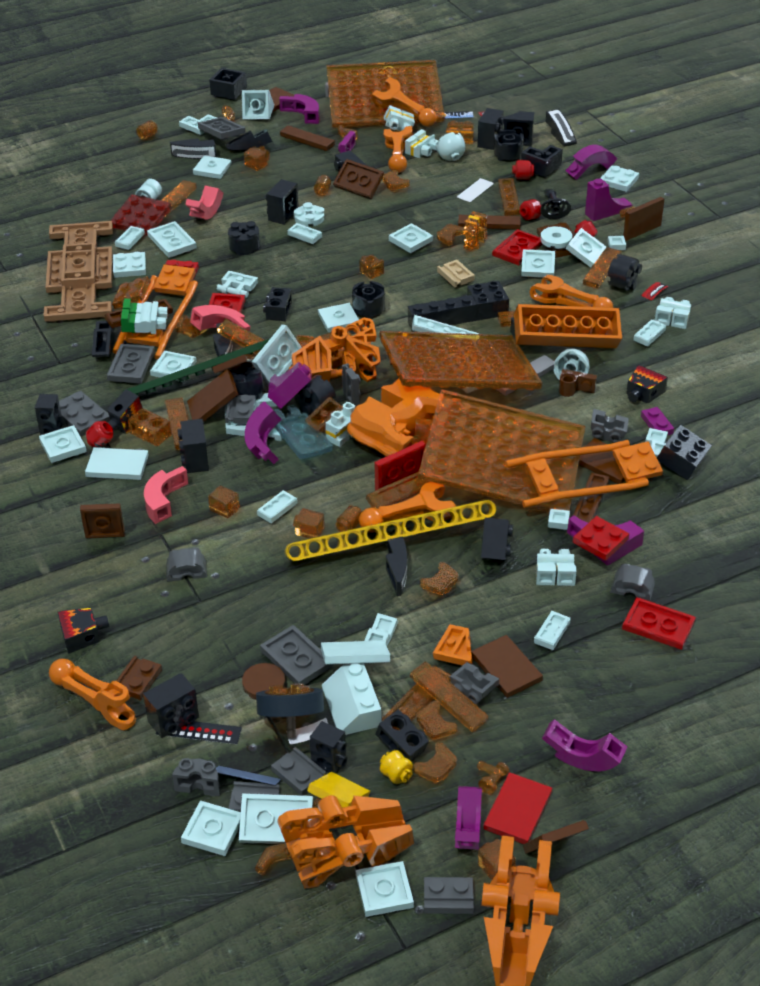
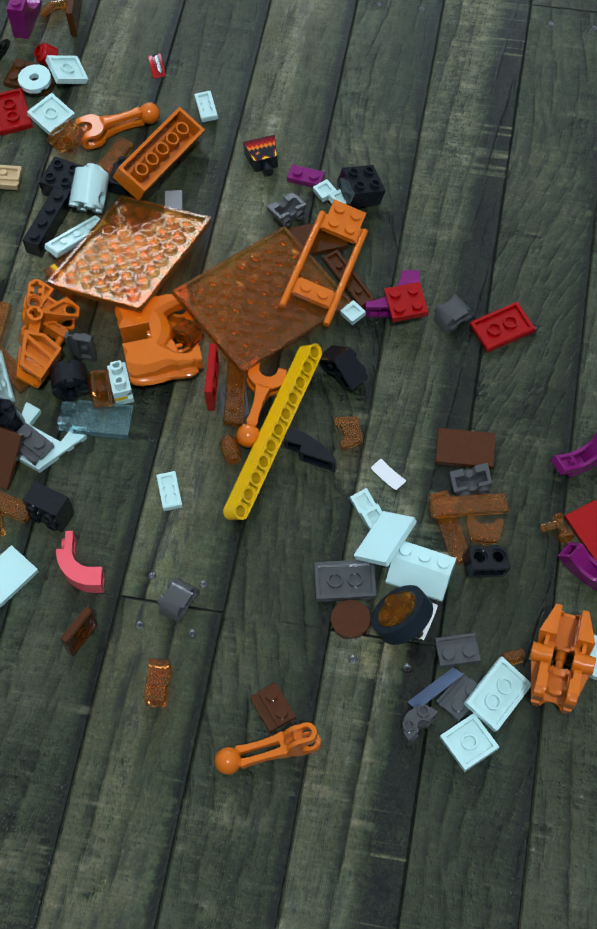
camera: 50 degrees left, 20 degrees up
(80, 628) = (185, 719): black torso -> none
(99, 591) = (157, 683): none -> clear orange brick
(171, 705) = (335, 697): black brick -> none
(209, 732) = (360, 695): black sticker -> none
(224, 501) = (131, 525): clear orange brick -> none
(258, 429) = (67, 440): magenta arch -> none
(271, 855) = (523, 715): clear orange arm -> none
(287, 385) = (48, 392): magenta arch -> none
(309, 523) = (211, 481): clear orange brick -> none
(328, 747) = (463, 616): black brick -> none
(337, 786) = (503, 635): yellow tile -> none
(396, 767) = (508, 583): yellow piece -> none
(428, 629) = (388, 474): none -> white sticker
(438, 766) = (526, 555): clear orange piece -> none
(454, 646) = (424, 468): orange wing -> none
(491, 311) = (89, 188): none -> light aqua cylinder
(524, 276) = (66, 136): none -> clear orange brick
(552, 630) = (457, 396): light aqua plate -> none
(555, 565) = (402, 350): light aqua hips -> none
(571, 360) = (201, 183): light aqua cylinder -> none
(573, 380) = (213, 196): reddish brown plate -> none
(600, 268) = (97, 77): clear orange tile -> none
(617, 242) = (78, 45): light aqua plate -> none
(624, 272) = (126, 69): black brick -> none
(673, 310) = (199, 74): light aqua hips -> none

